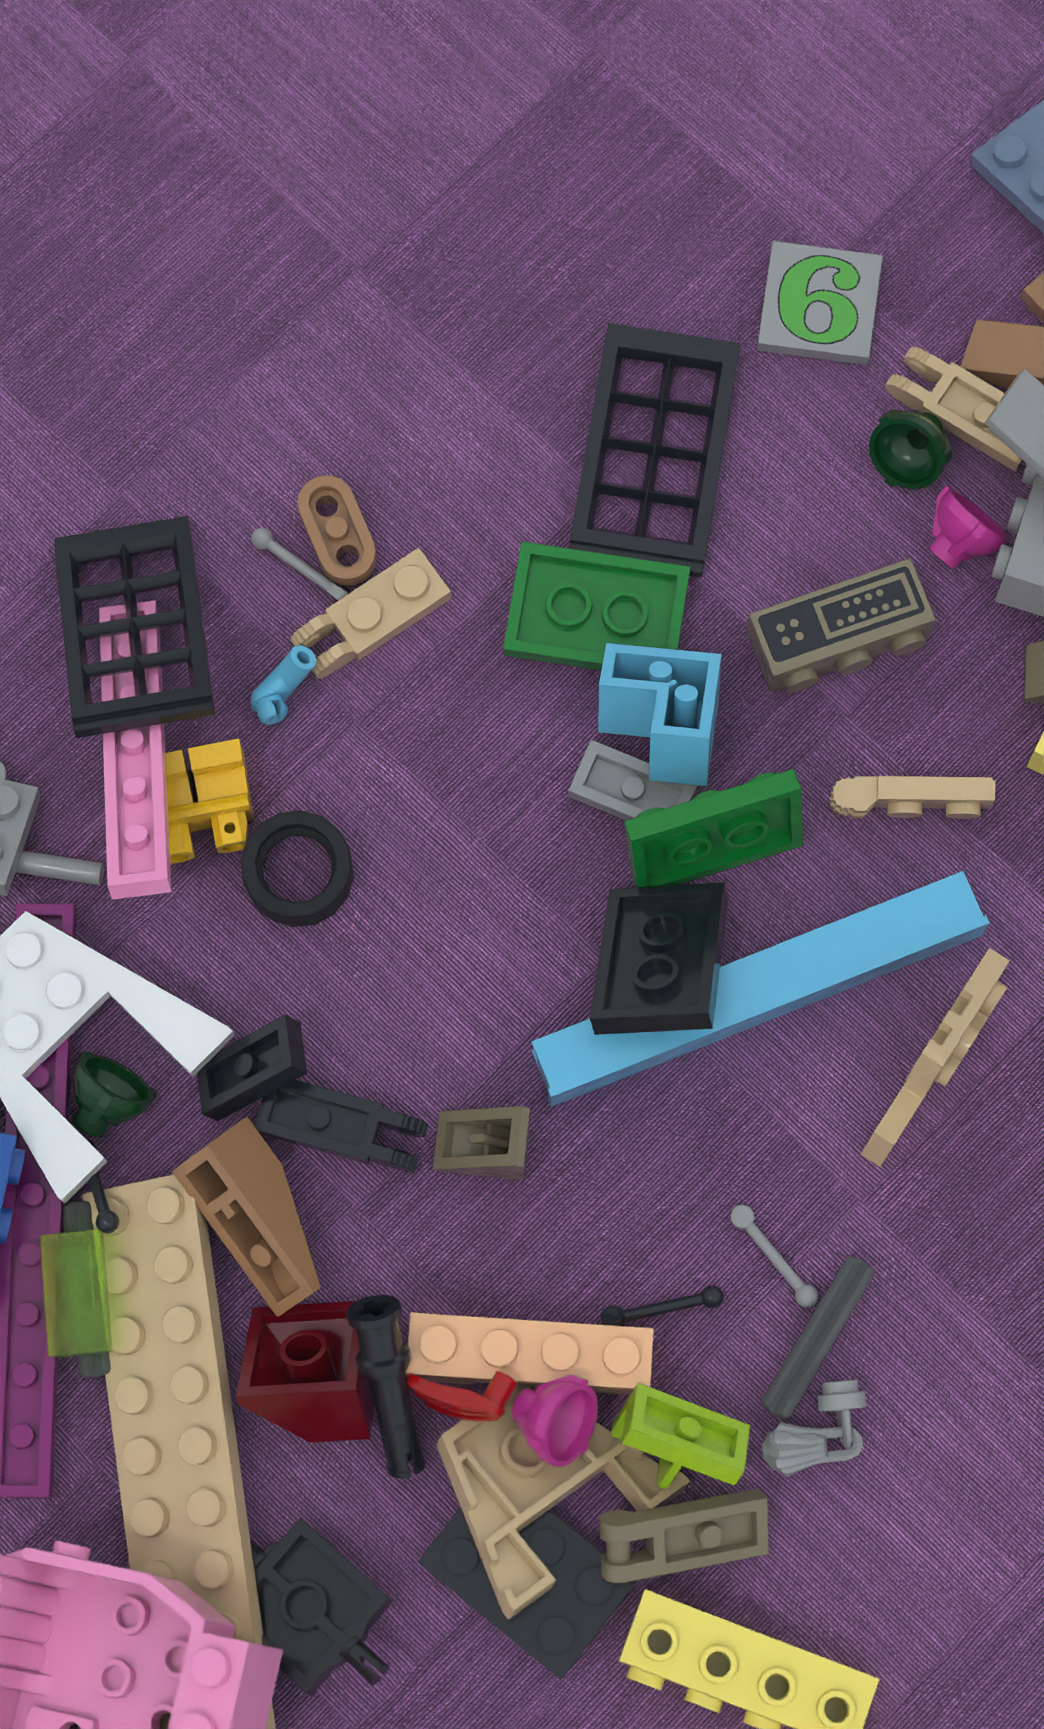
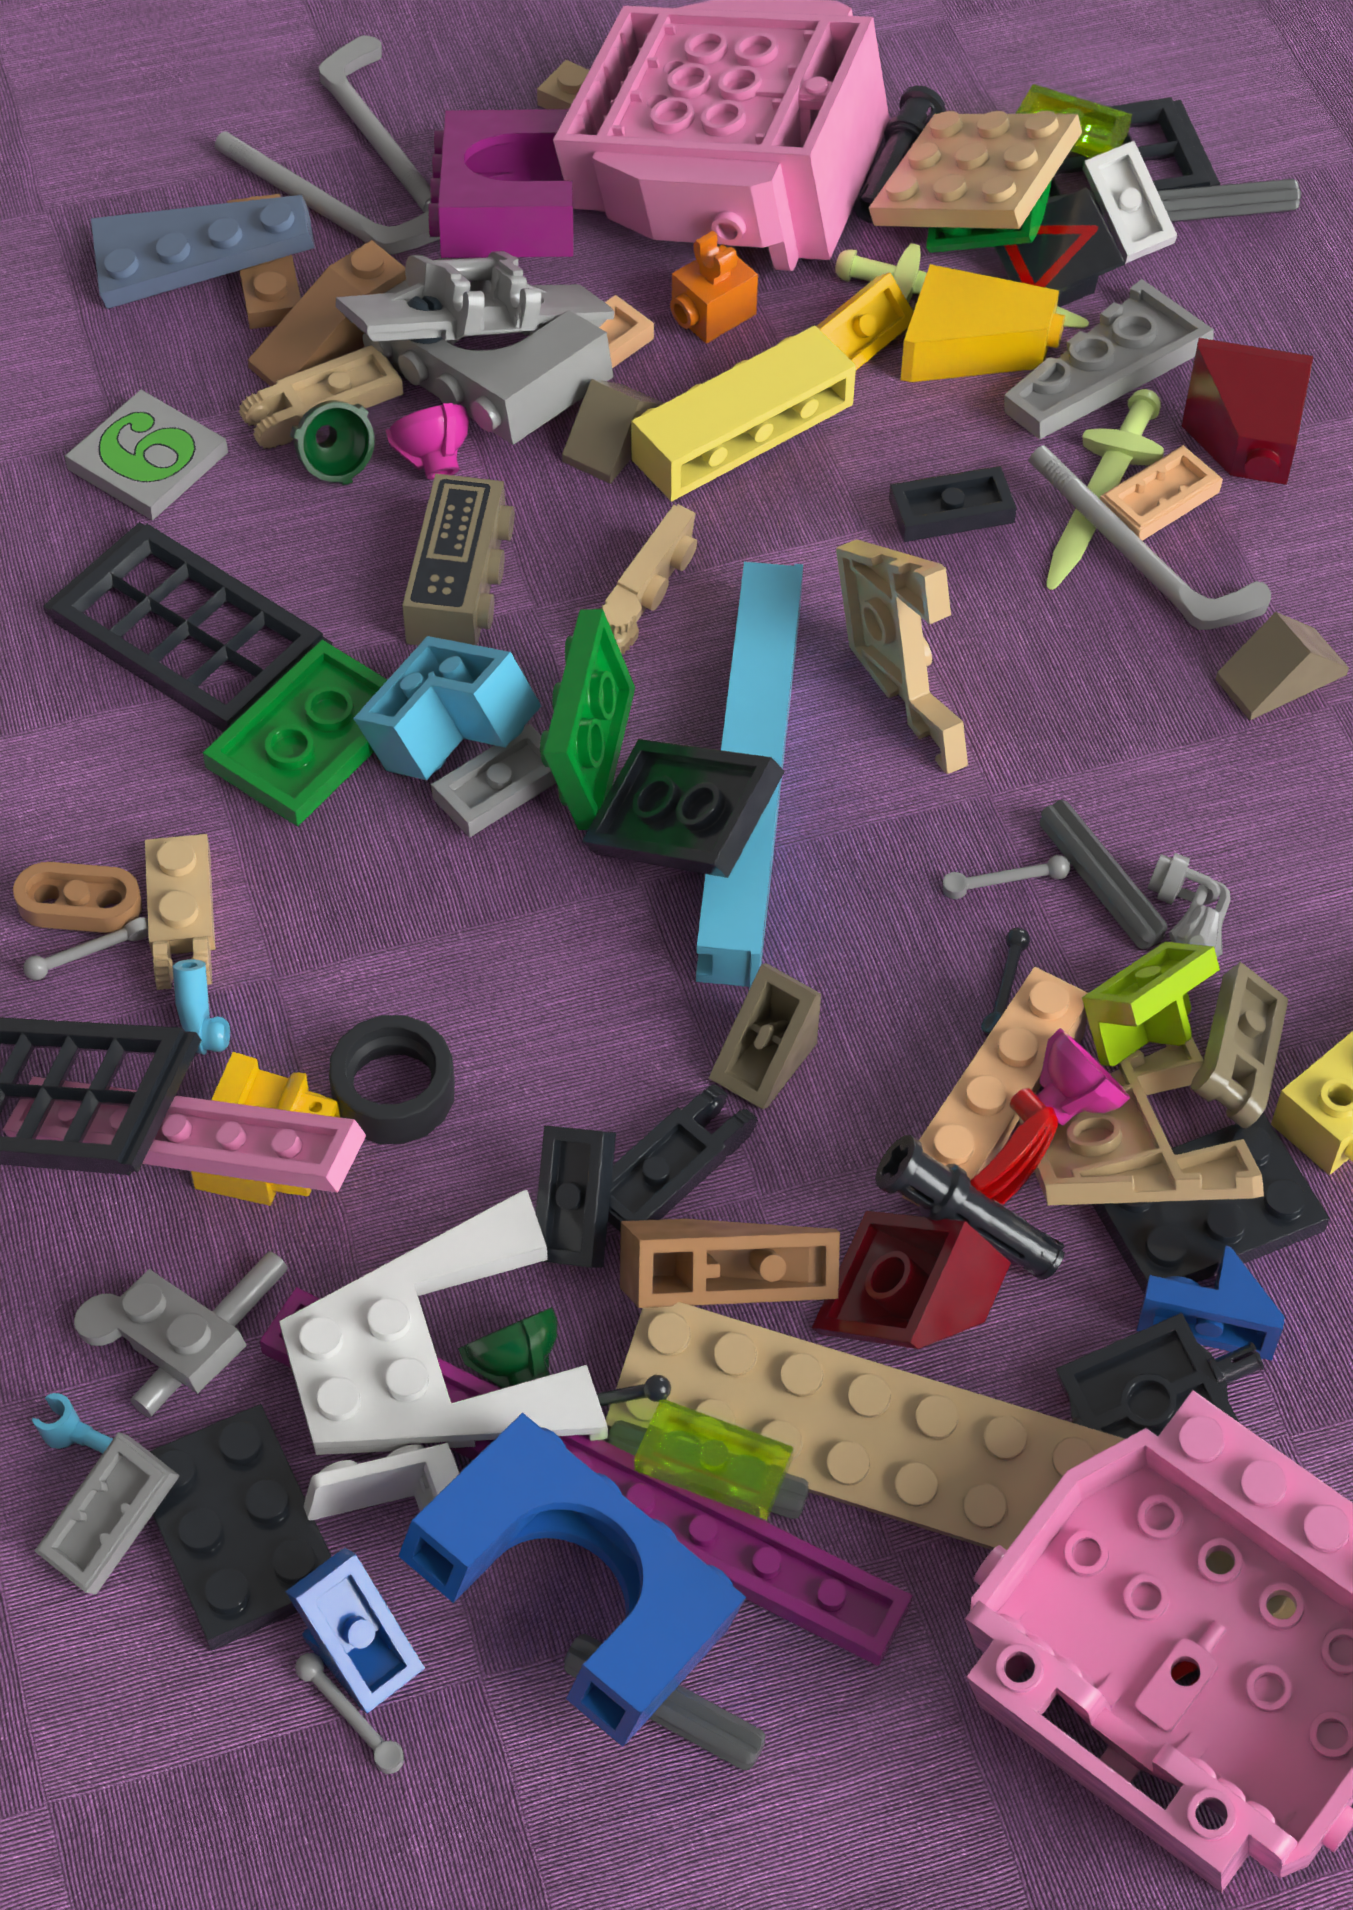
camera: 65 degrees left, 20 degrees down
(422, 1637) = (1218, 1317): none -> blue slope

